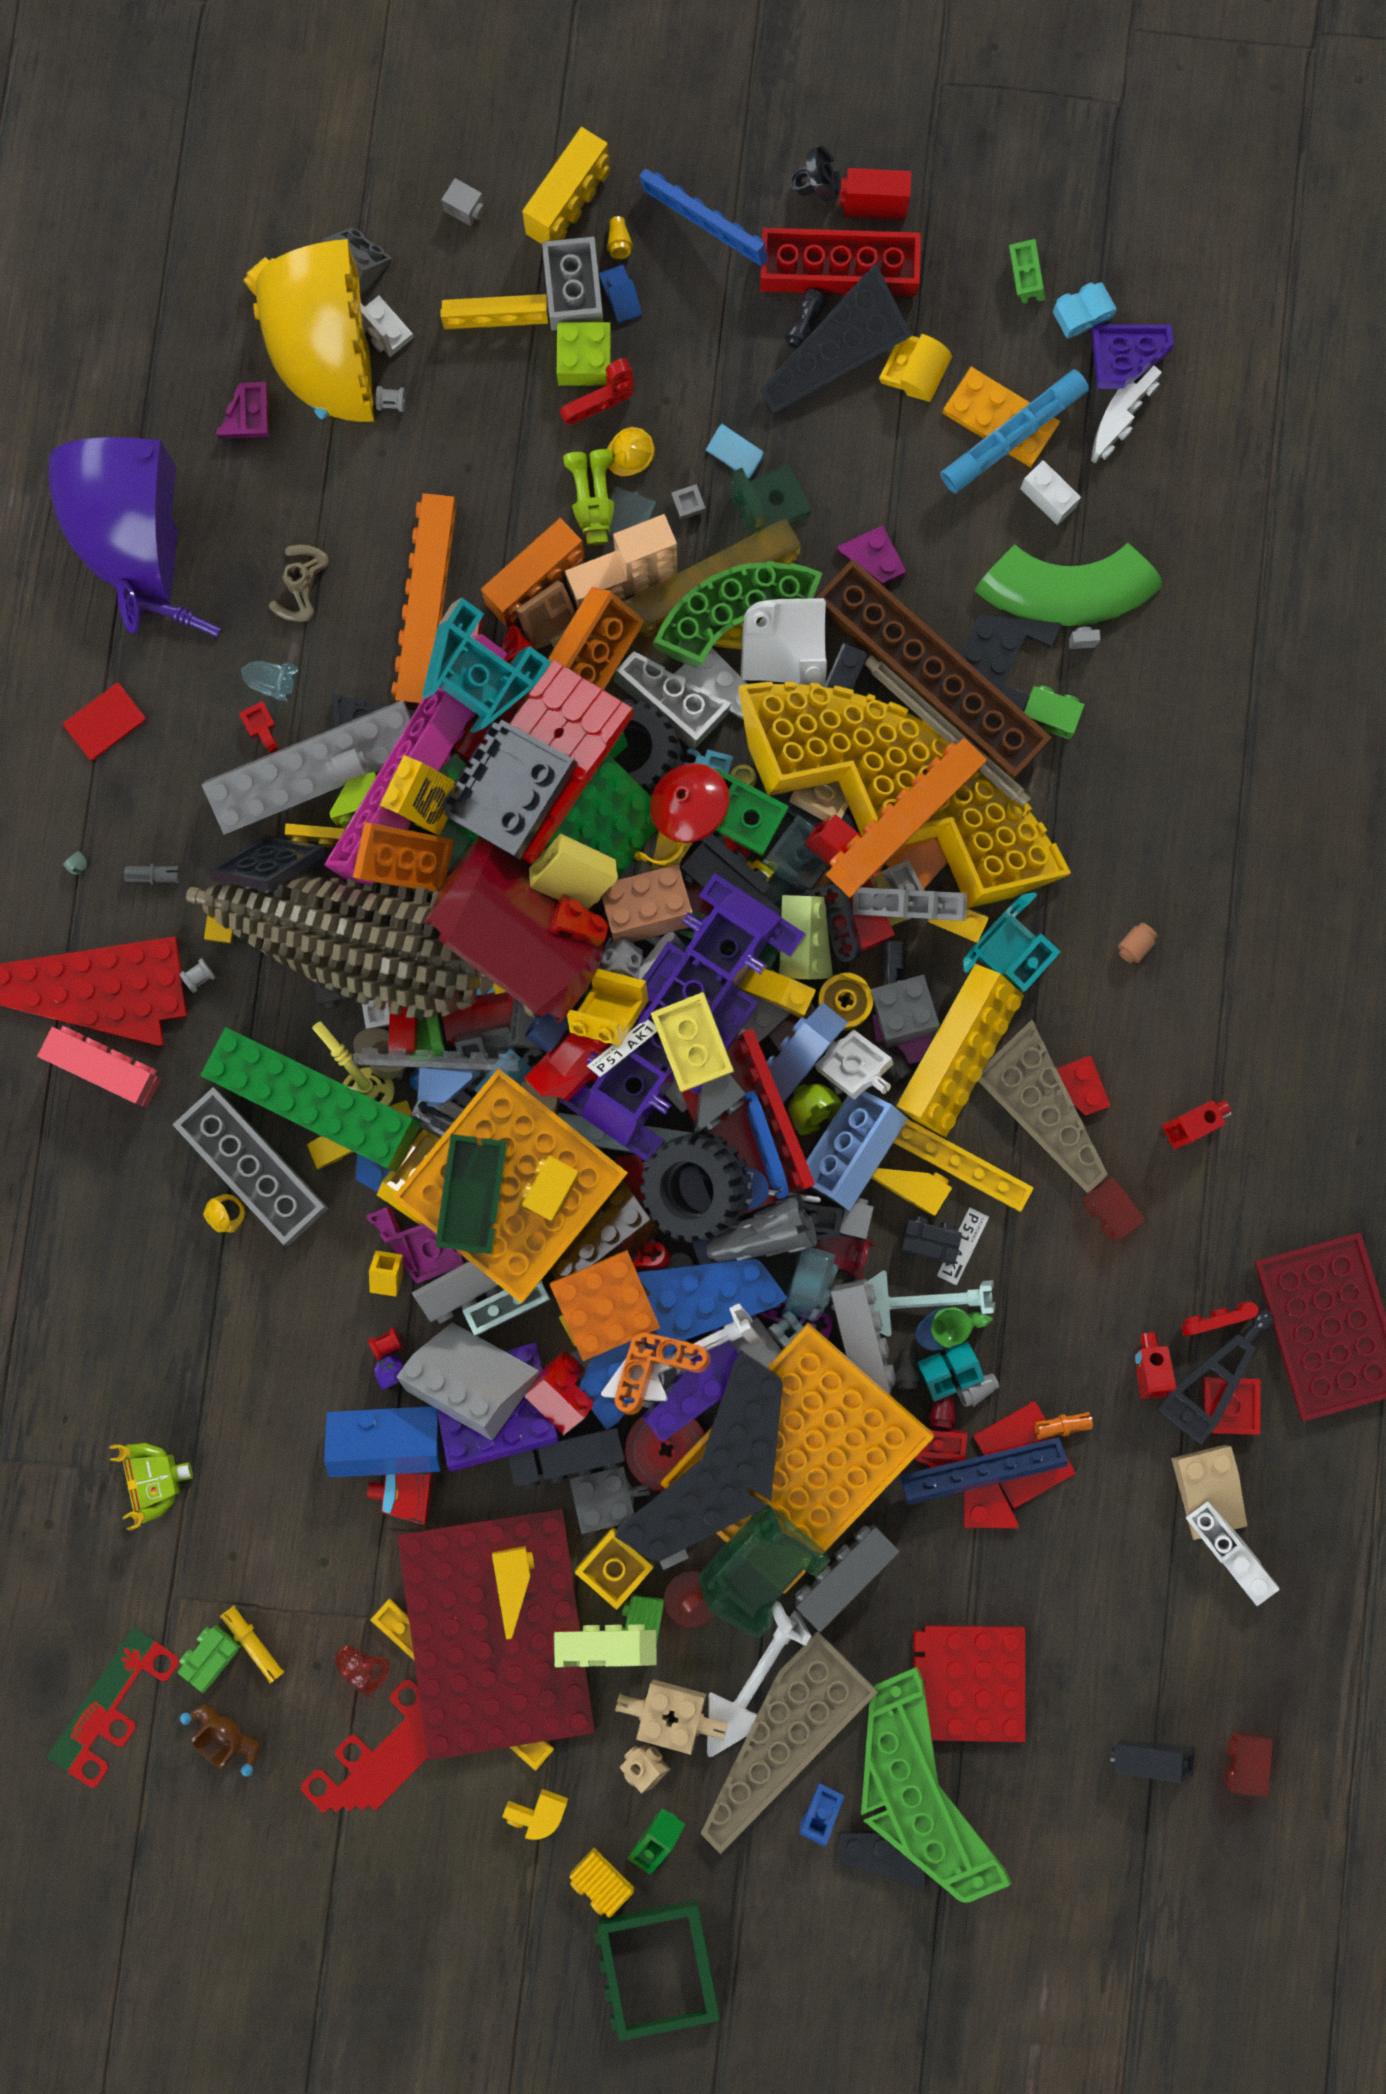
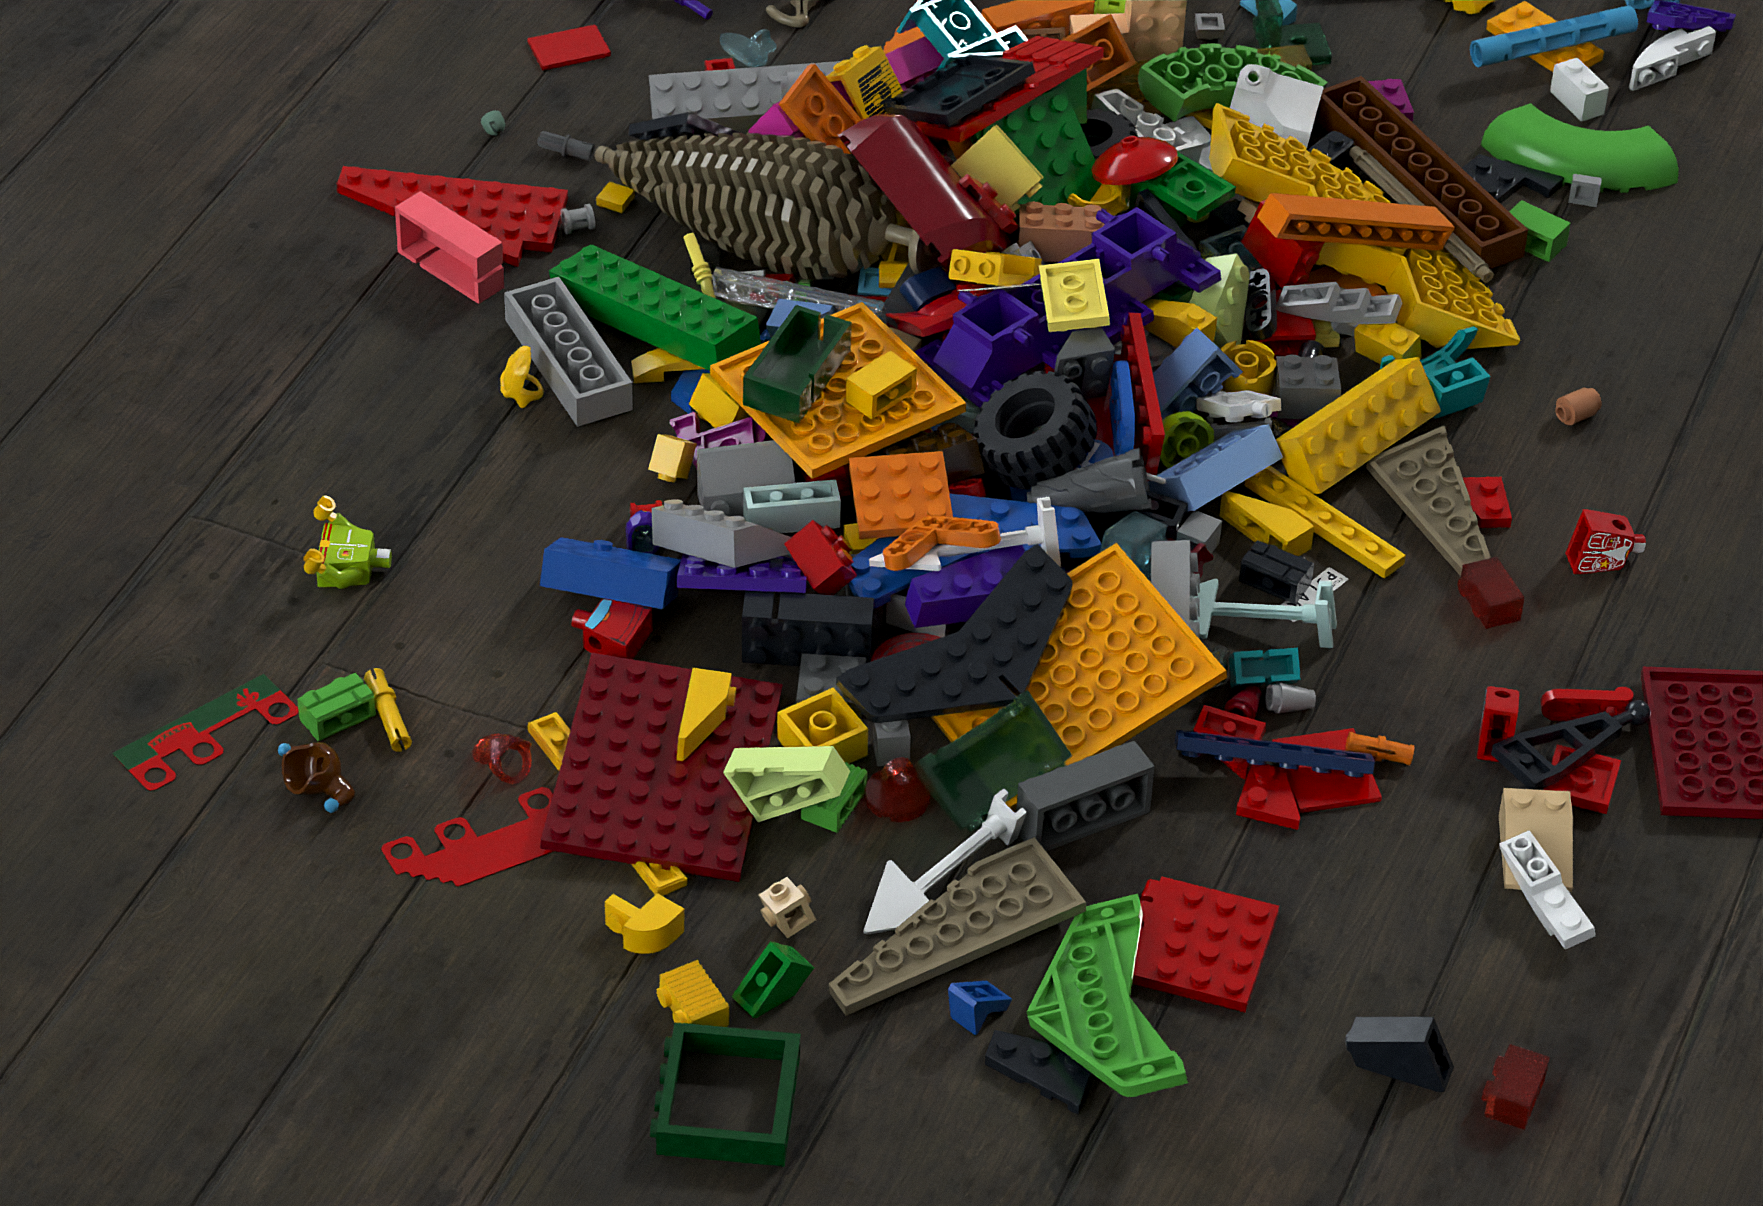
camera: 15 degrees right, 40 degrees down
(656, 1726) = (837, 872): tan brick -> none
(948, 1327) = (1270, 630): bright green hair -> none

